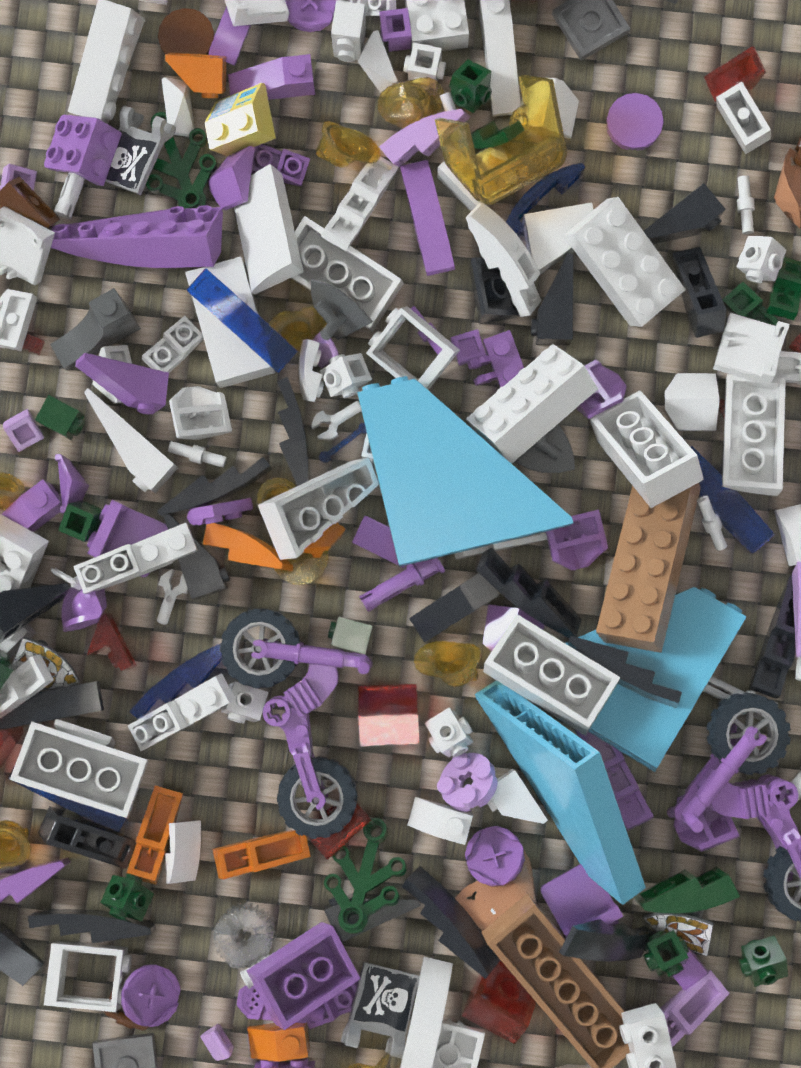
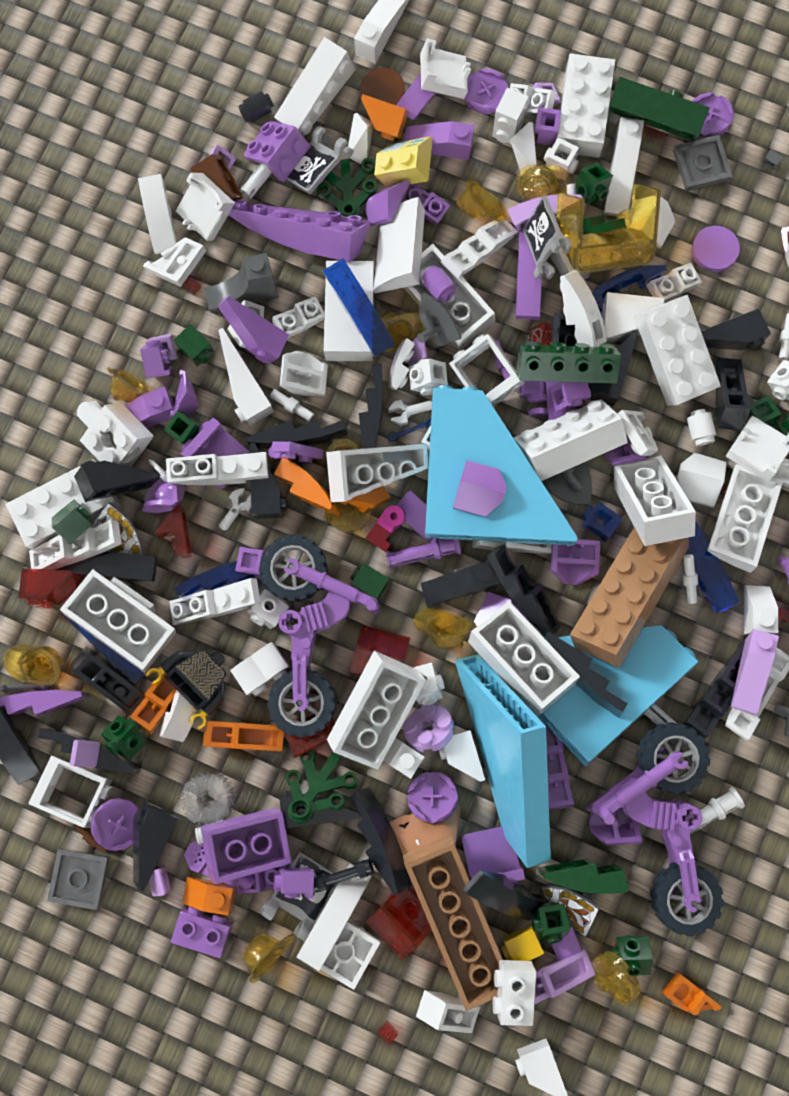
camera: 20 degrees right, 5 degrees down
(21, 448) = (155, 359): none -> medium lavender brick
(40, 102) = (256, 107): none -> black brick
(90, 930) = (84, 753): none -> lavender slope
(188, 806) = (196, 678): none -> black torso
(192, 995) = (150, 834): none -> black slope
(207, 654) = (249, 561): none -> medium lavender tile
(257, 772) = (260, 669): none -> white brick
(327, 264) = (439, 284): none -> medium lavender brick
(349, 566) = (385, 526): none -> leg
(370, 998) = (295, 882): none -> medium lavender brick
(401, 987) = (362, 869): none -> black bar
(403, 782) = (376, 710): none -> white brick
(433, 172) = (544, 238): none -> flag
(446, 496) = (479, 489): none -> medium lavender slope
(461, 289) = (541, 333): none -> clear red tile
(504, 316) = (568, 363): none -> dark green brick
(516, 349) = (569, 394): none -> medium lavender brick
(598, 178) = (675, 283): none -> white slope
(603, 481) = (610, 520): none -> clear blue brick
(607, 374) = (641, 438): none -> white wing
(640, 987) = (522, 945): none -> yellow brick
(677, 342) = (701, 427): none -> white brick
(750, 992) = (614, 978): none -> clear yellow plate

